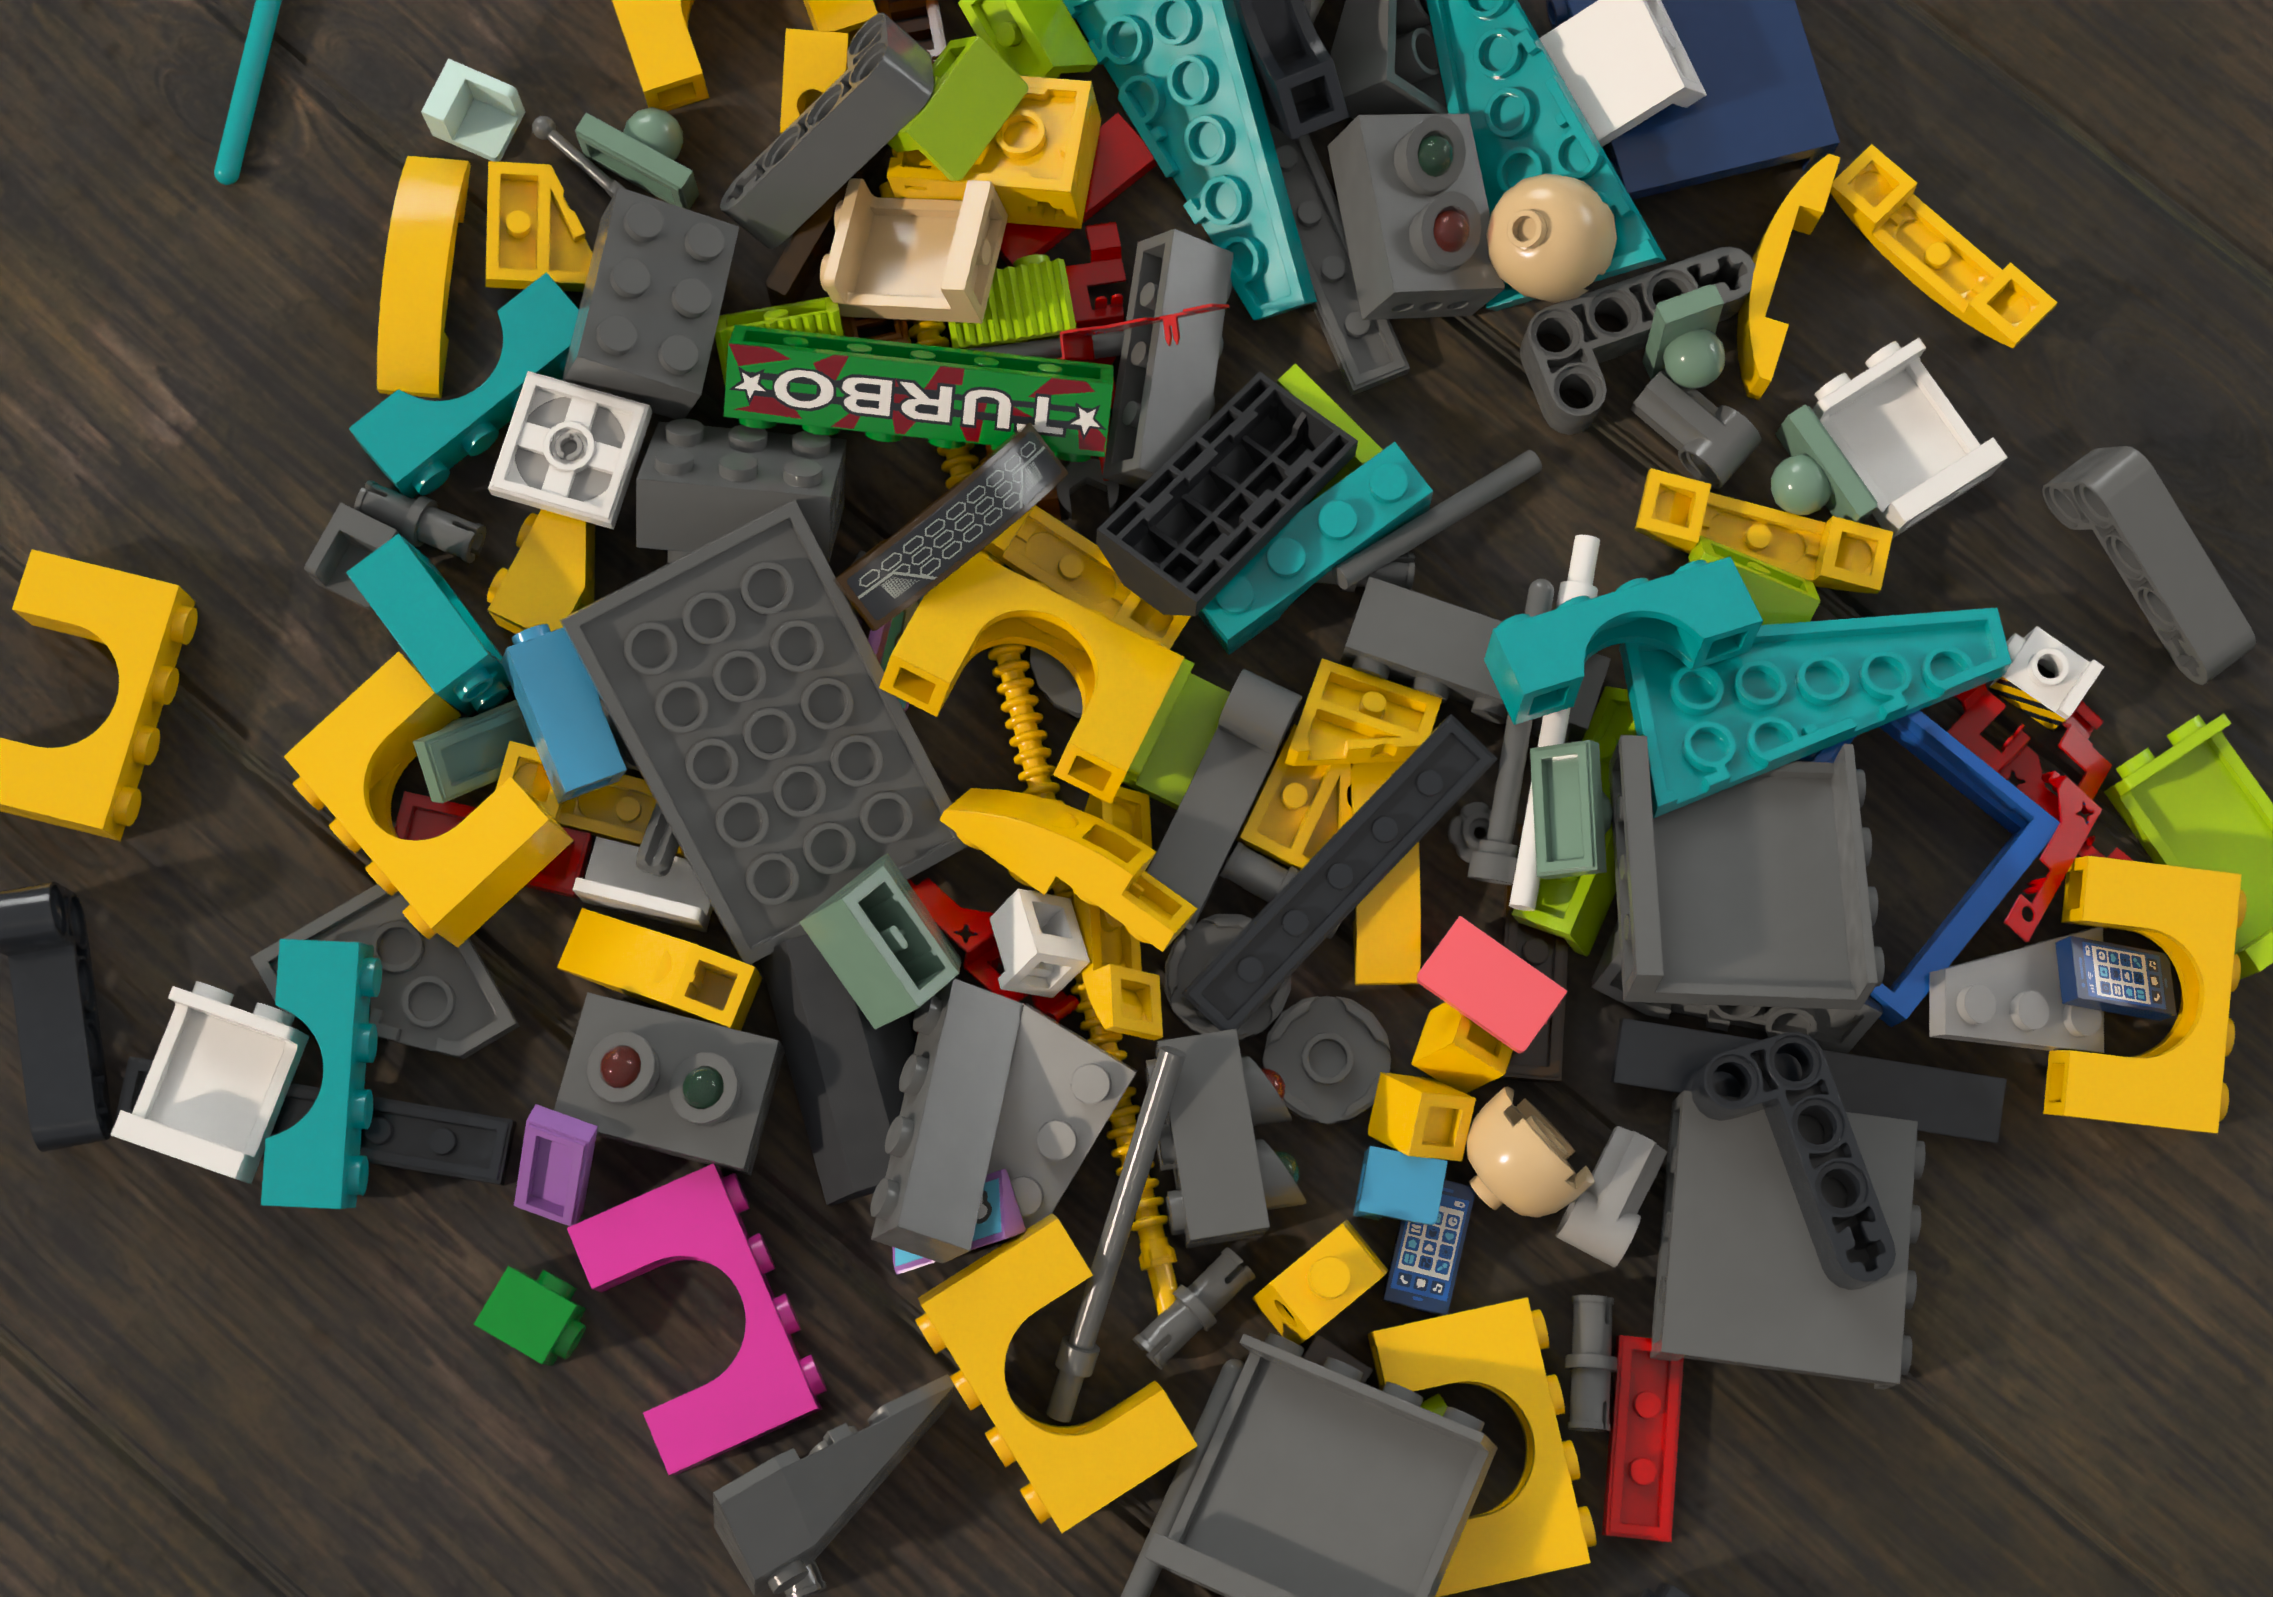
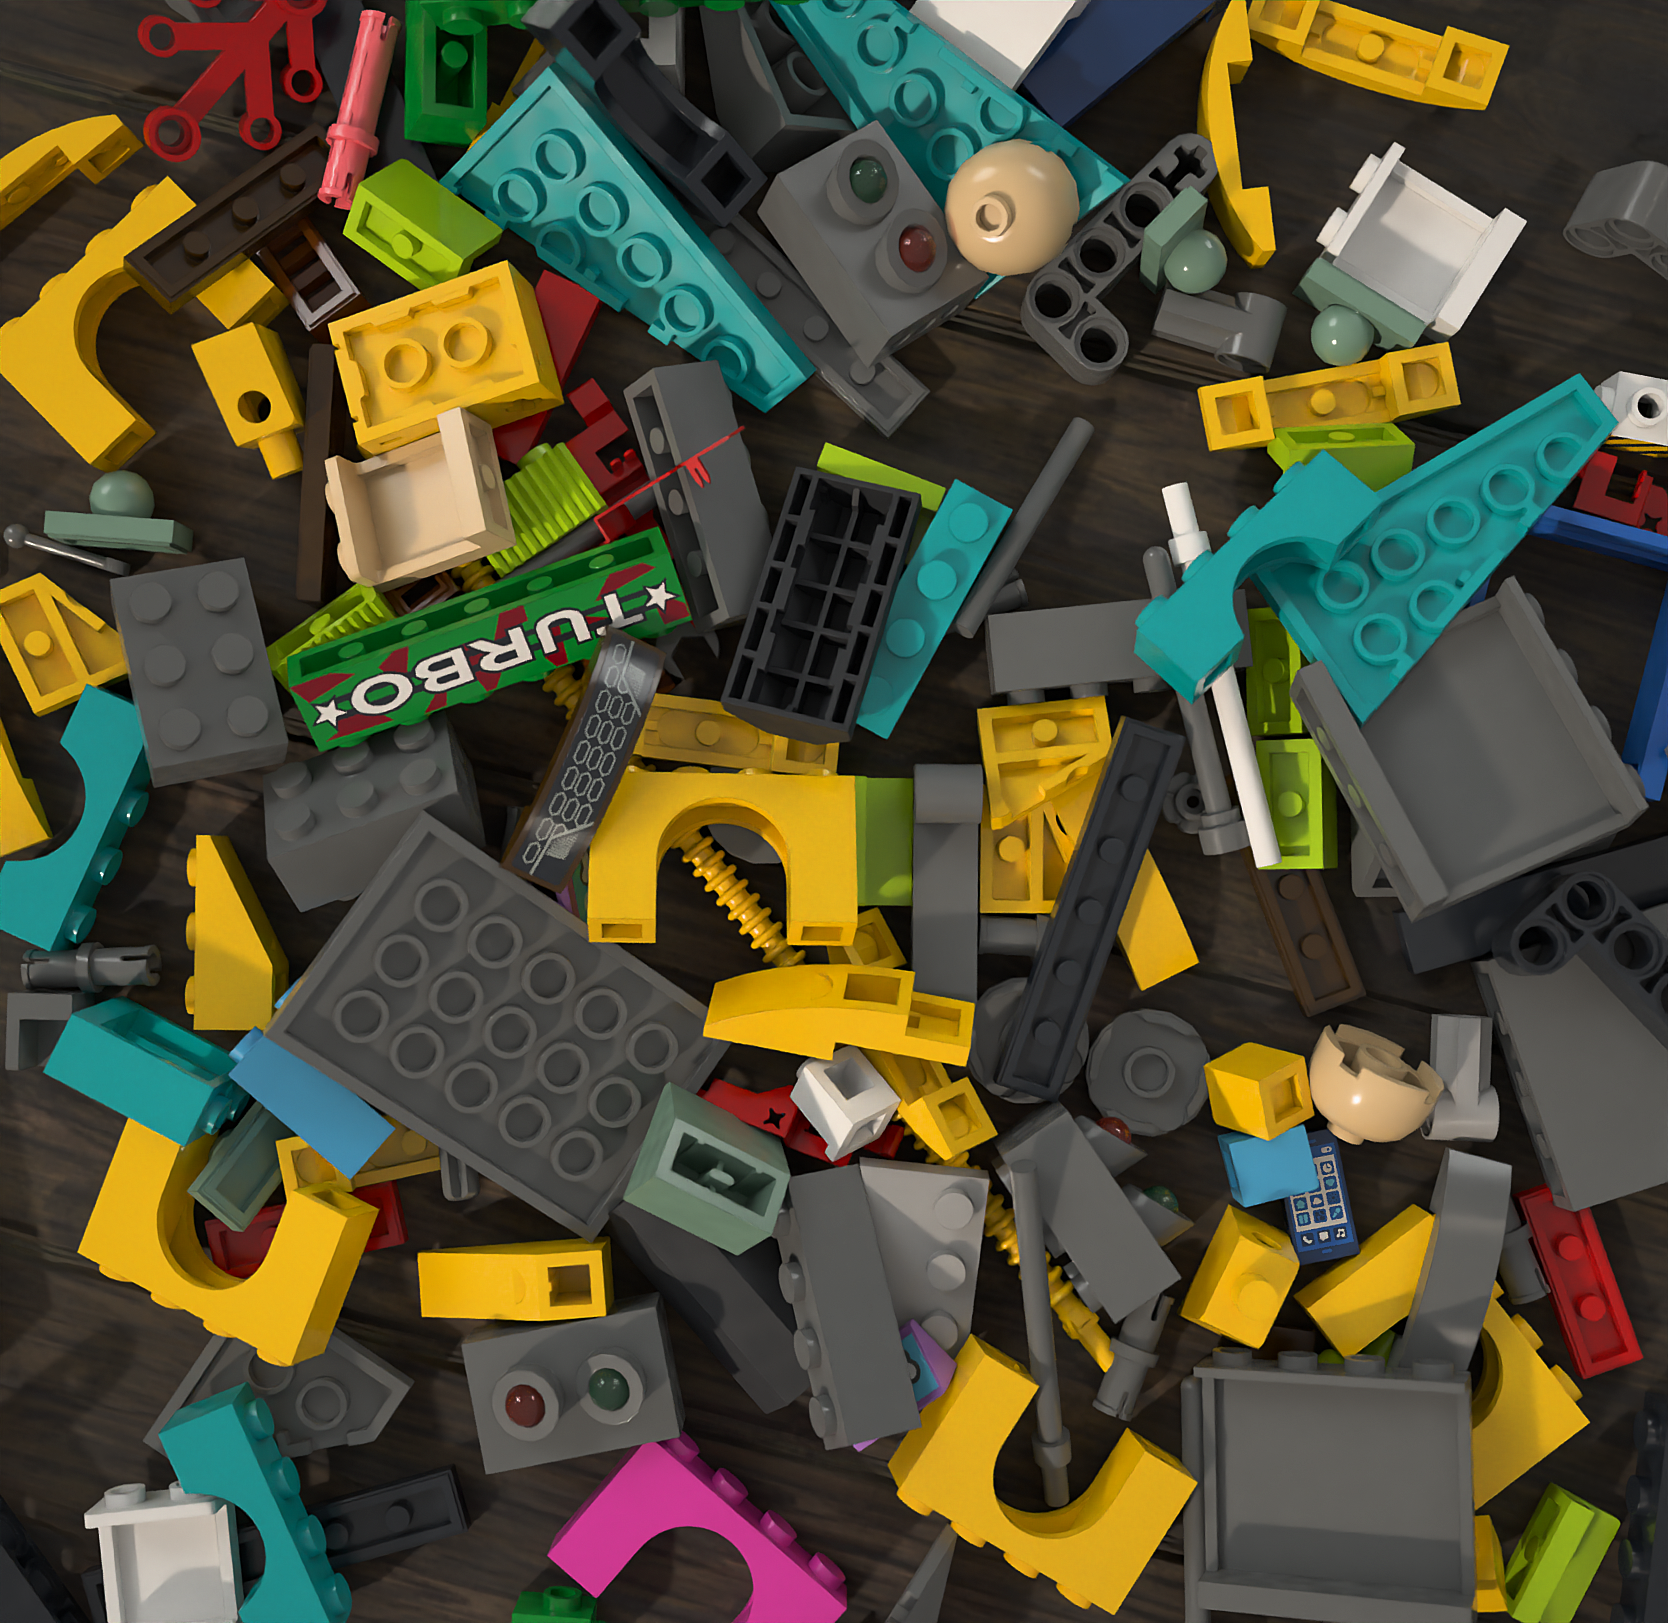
camera: 15 degrees left, 10 degrees up
(555, 1165) = (509, 1503): medium lavender tile -> none
(570, 450) = (193, 848): white piece -> none
(620, 885) = (440, 1222): white panel -> none
(836, 135) = (291, 425): dark grey beam -> none
(966, 109) = (391, 347): lime panel -> none
(1459, 1051) = (1269, 1002): yellow panel -> none
(1491, 985) = (1273, 951): coral panel -> none
(1537, 1347) = (1458, 1262): none -> dark grey slope
(1569, 810) = (1278, 761): sand green tile -> none

